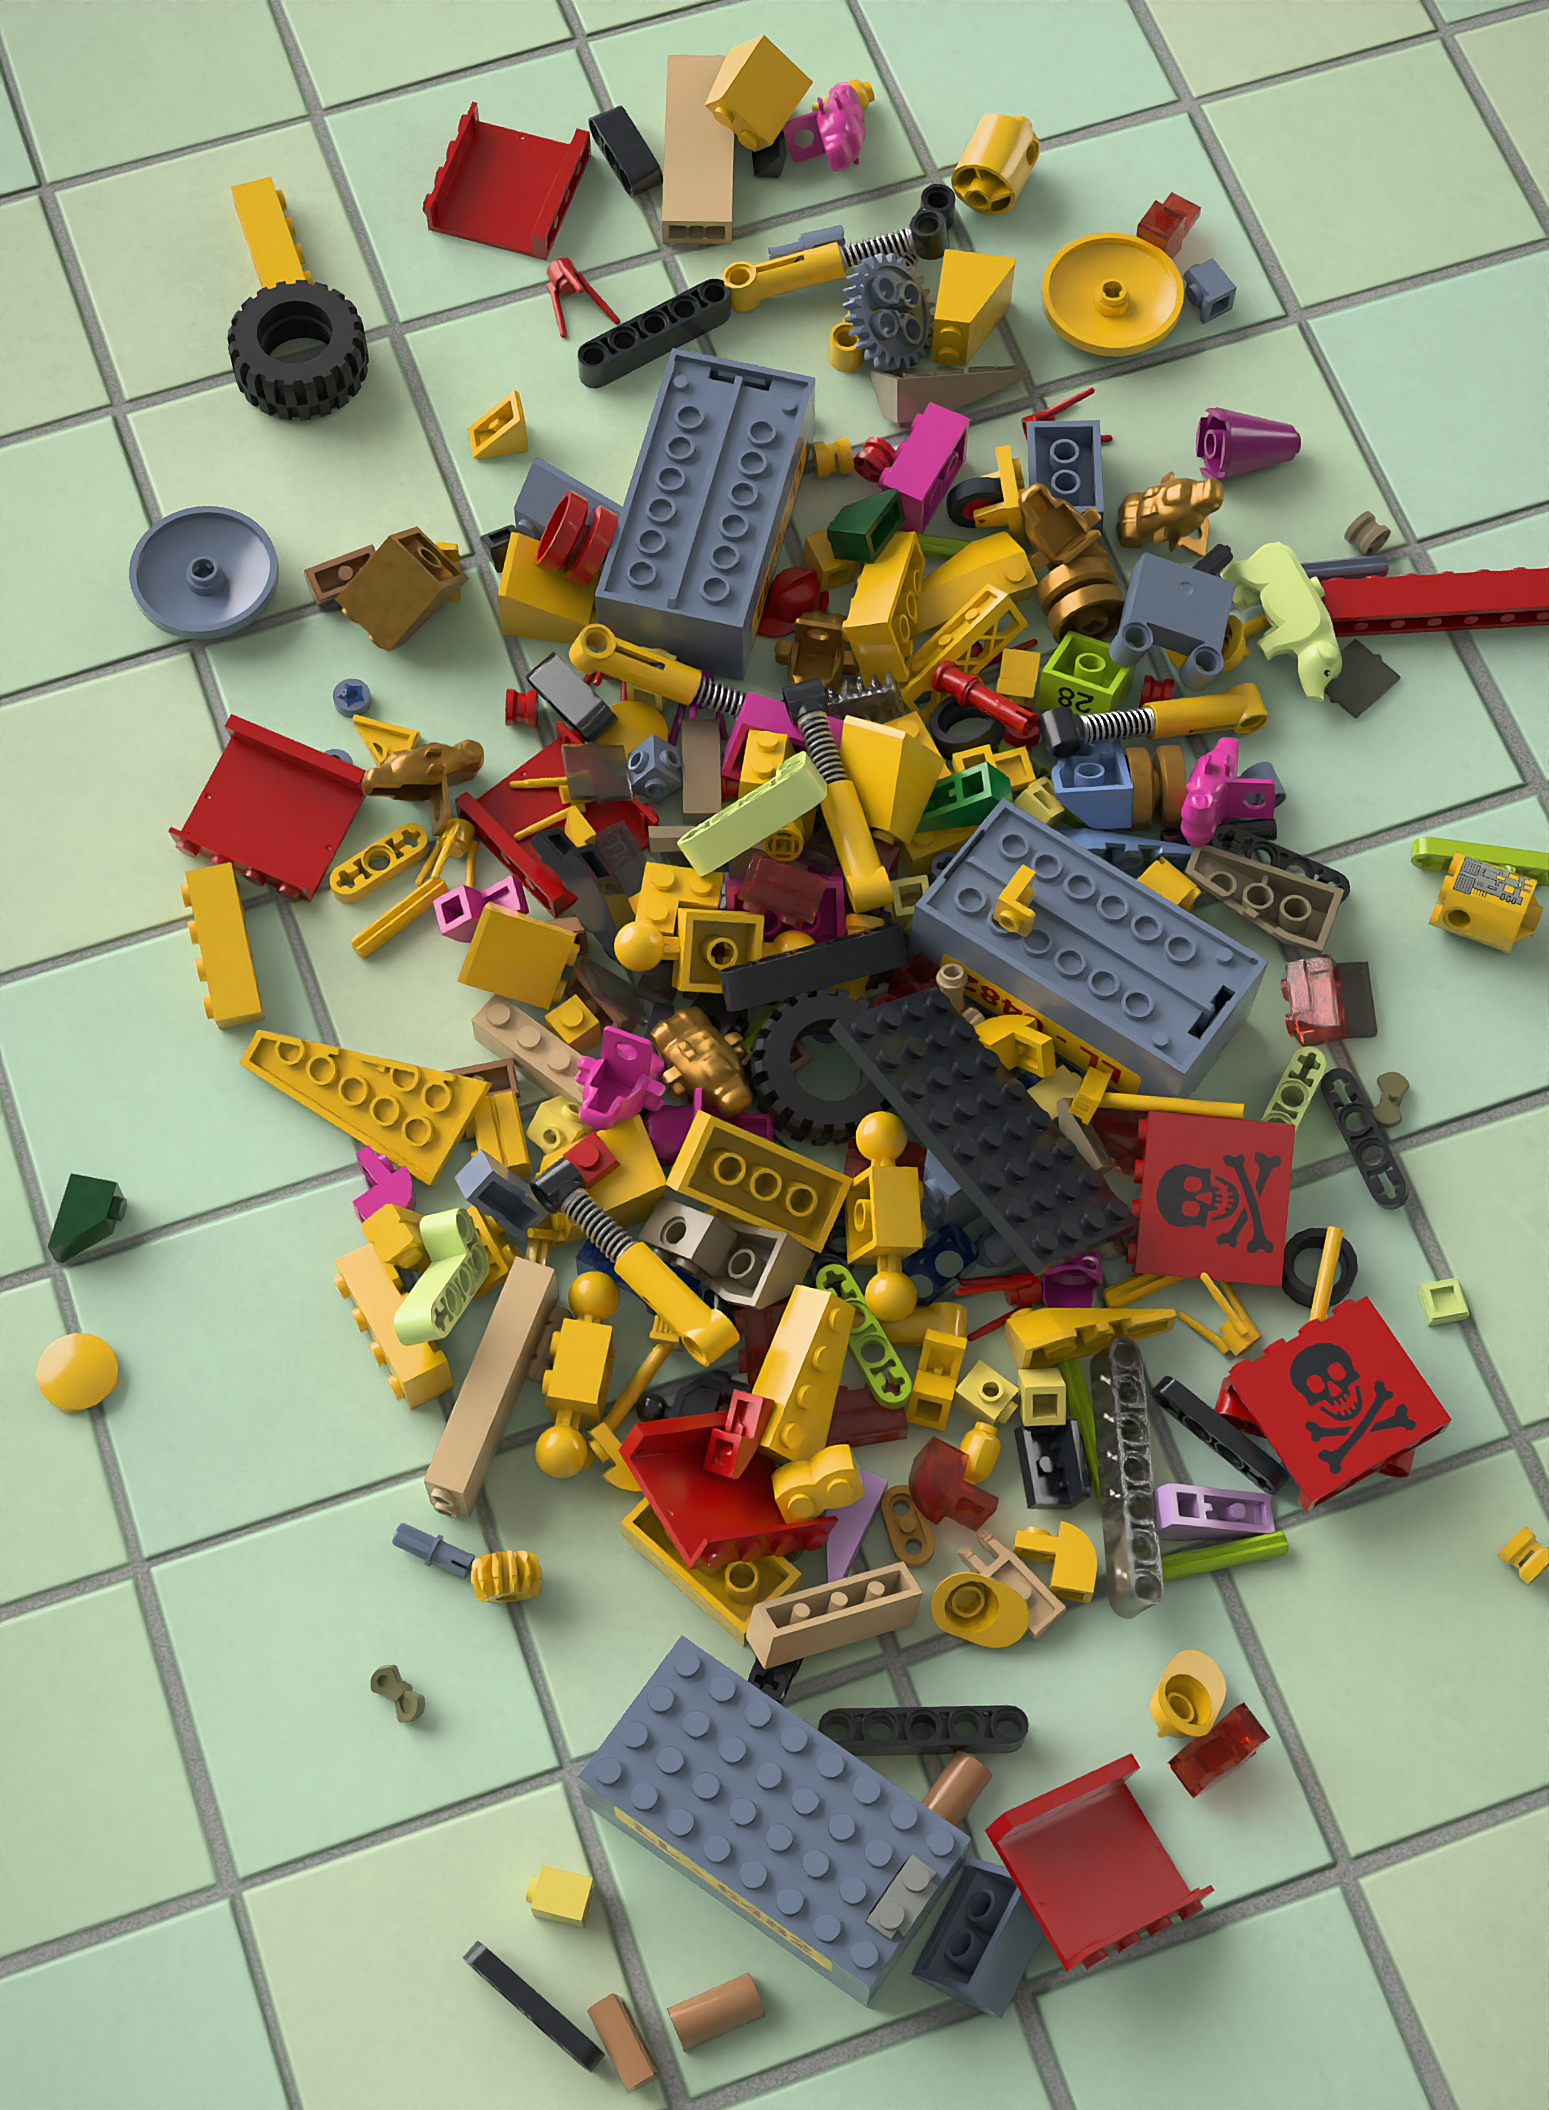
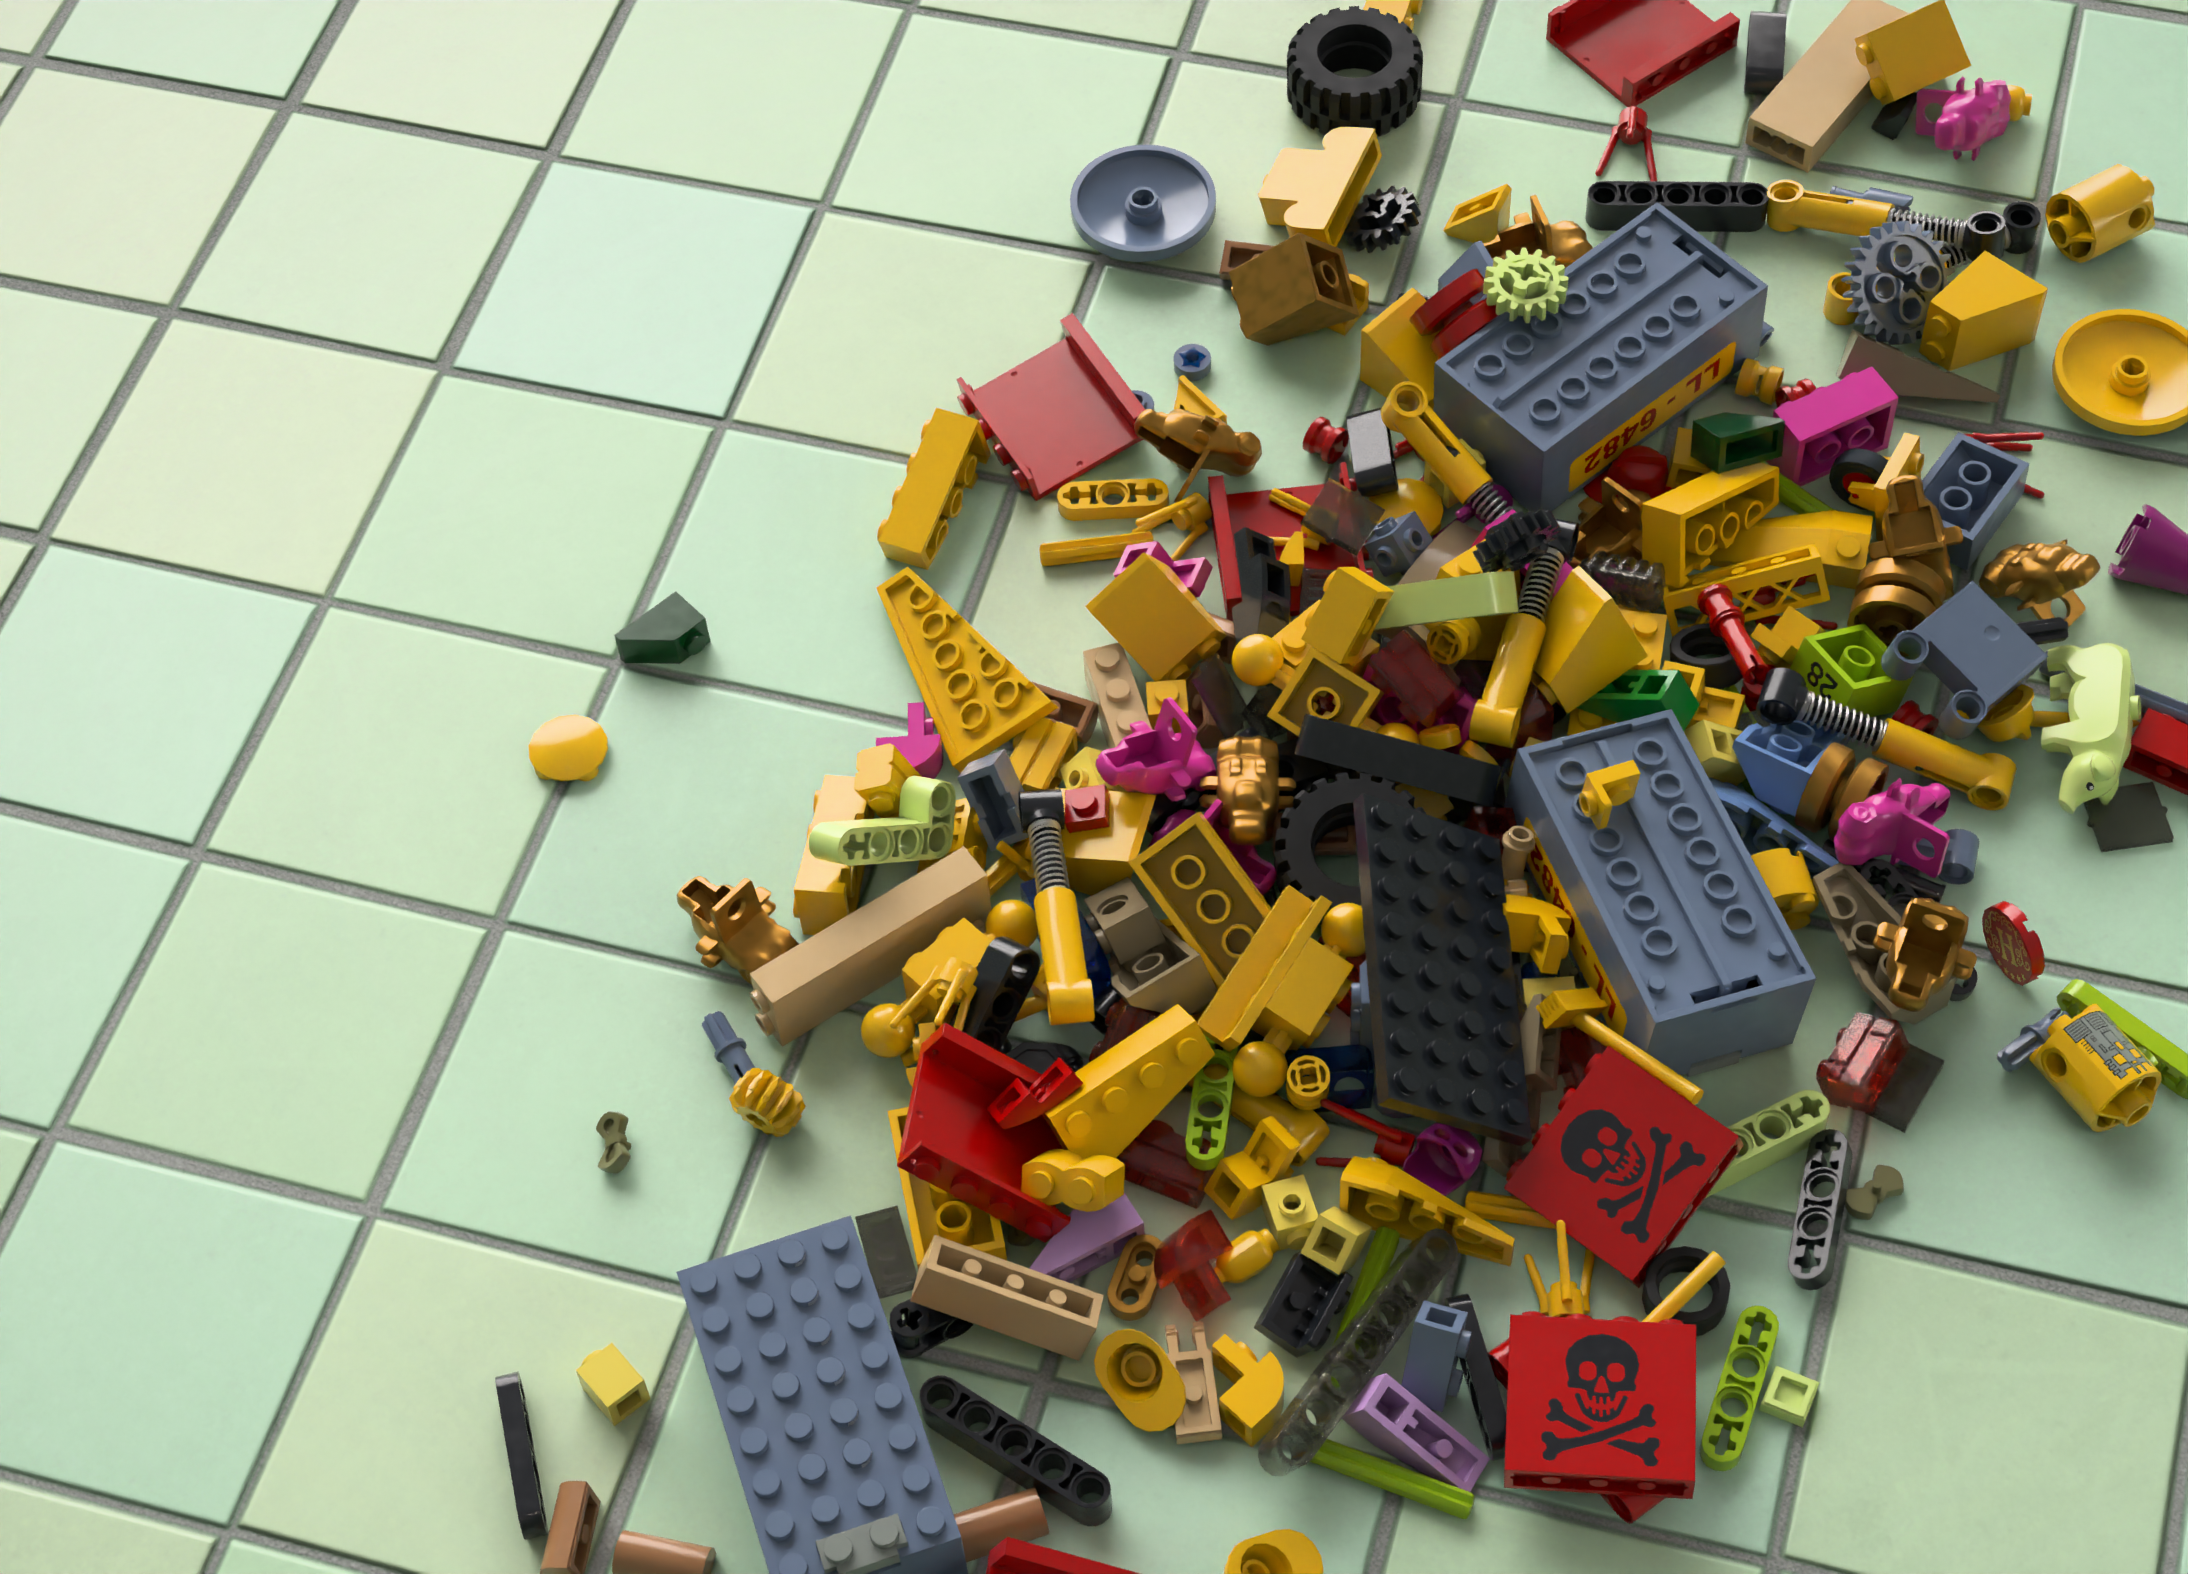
camera: 40 degrees right, 10 degrees down
(347, 477) = (1321, 188): none -> yellow brick
(362, 1443) = (734, 924): none -> pearl gold piece
(420, 477) = (1382, 219): none -> black gear
(573, 433) = (1563, 239): none -> pearl gold piece
(607, 1381) = (954, 983): none -> yellow plant
(626, 485) = (1525, 285): none -> yellowish green gear
(635, 1369) = (1002, 986): none -> black beam
(680, 1618) = (887, 1251): none -> clear smoke tile
(698, 867) = (1346, 614): none -> yellow brick
(794, 725) = (1517, 541): none -> black gear
(827, 925) = (1440, 736): none -> yellow tile
(844, 1211) = (1261, 967): none -> yellow fence
(934, 1292) = (1308, 1090): none -> yellow wheel
(1185, 1441) = (1433, 1354): none -> sand blue brick
(1317, 886) = (1924, 952): none -> pearl gold piece
(1358, 838) = (2011, 945): none -> red tile
(1410, 1317) = (1742, 1388): none -> lime beam
(1419, 904) = (2030, 1038): none -> sand blue axle

